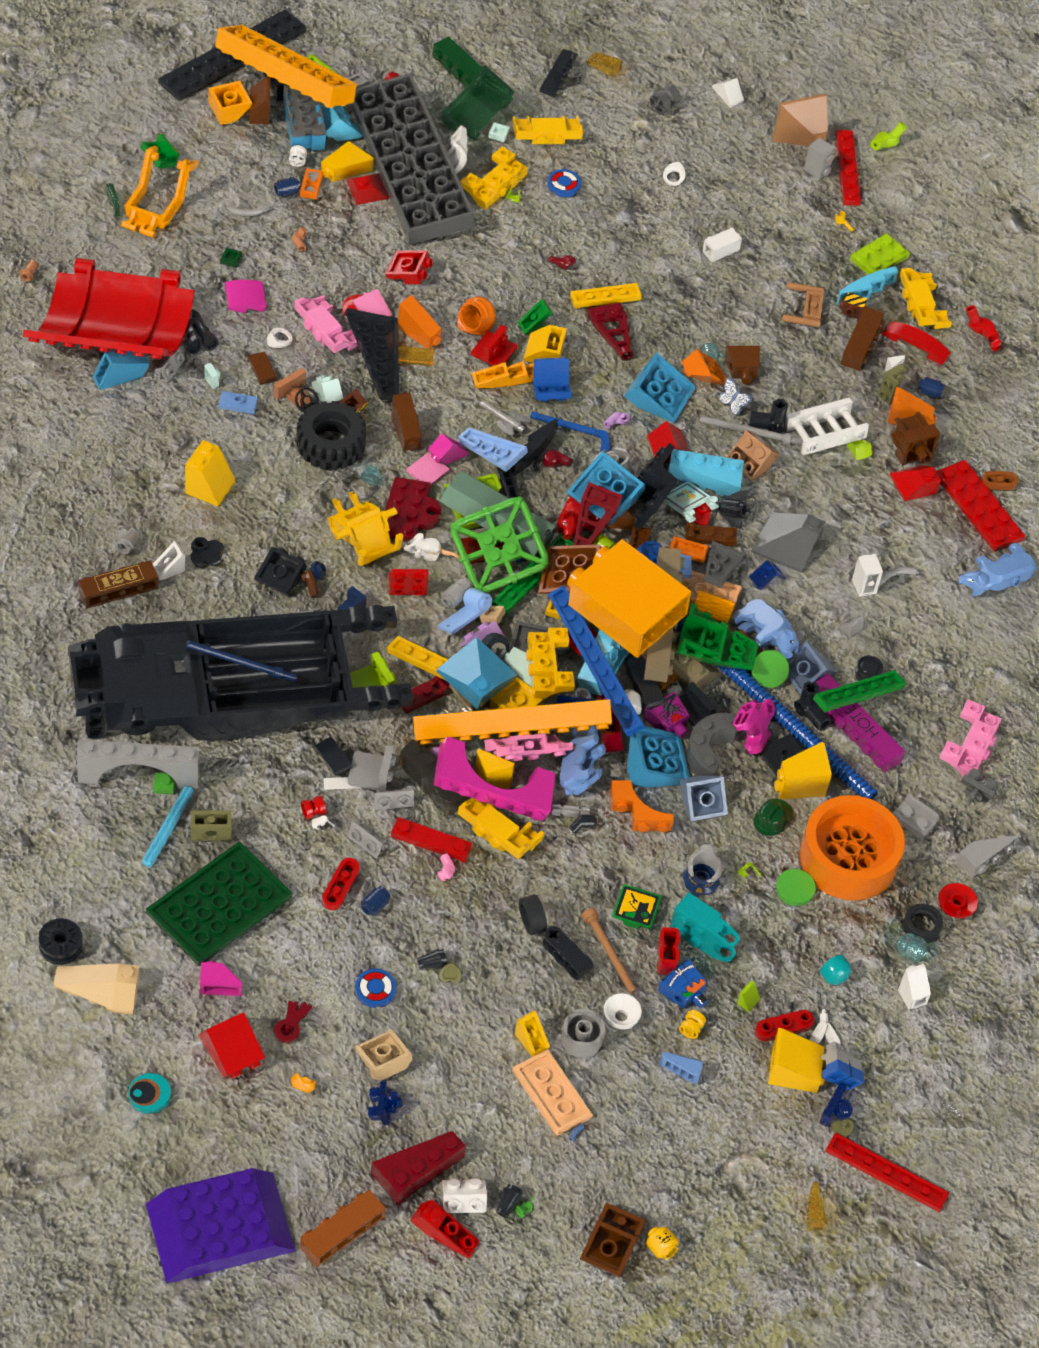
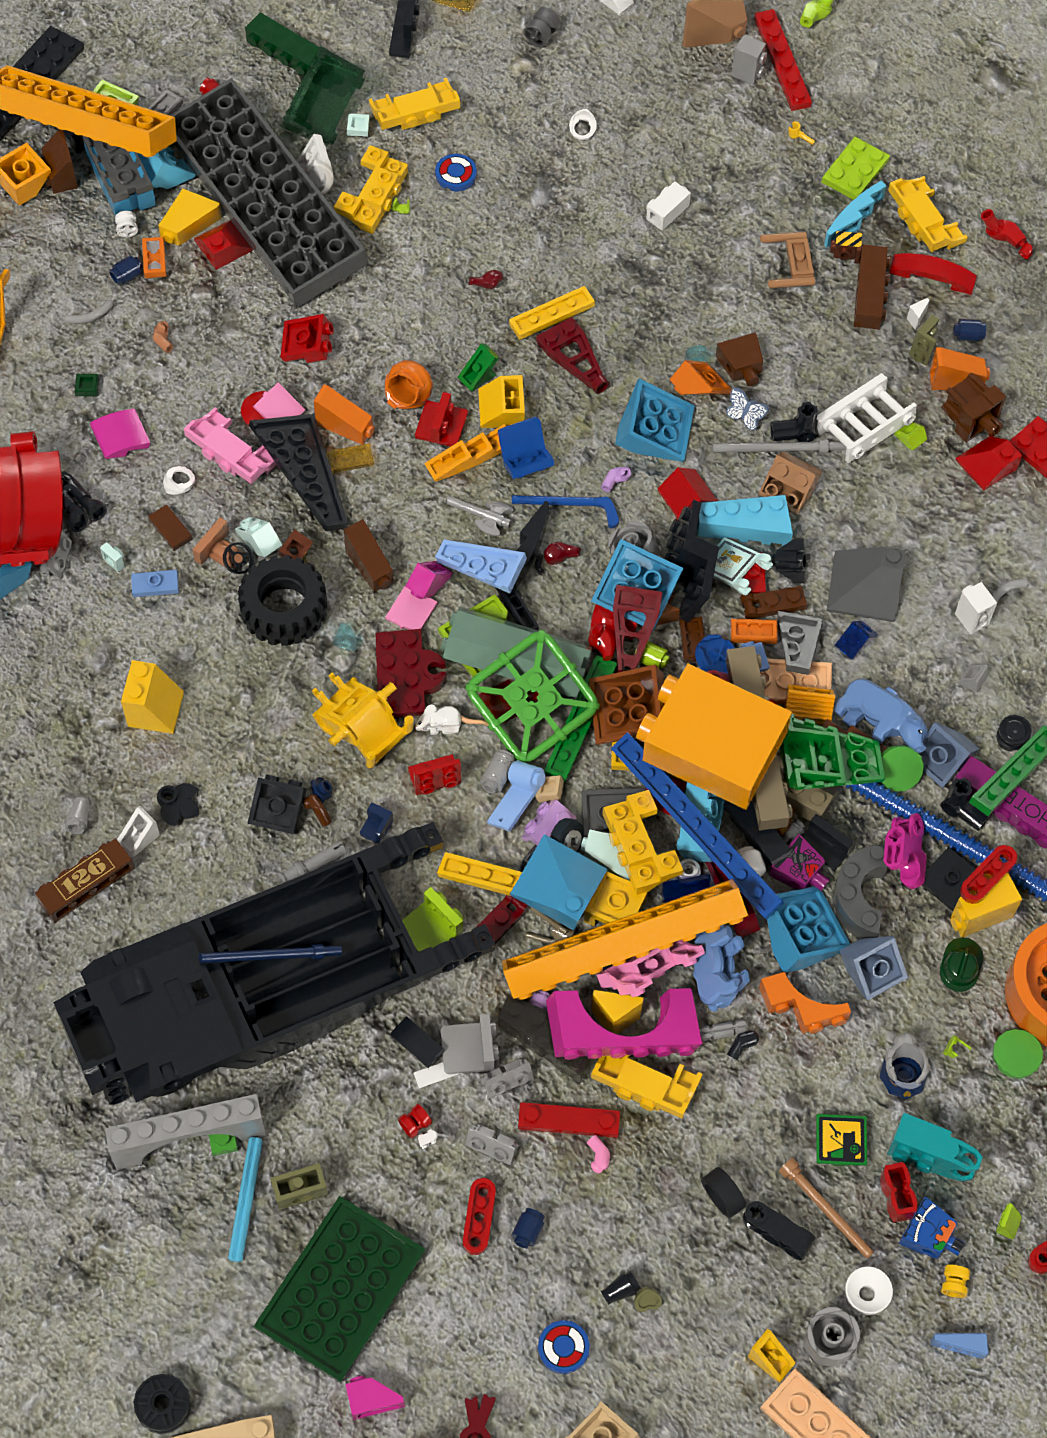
camera: 10 degrees left, 10 degrees up
(815, 744) = (992, 866): none -> red plate

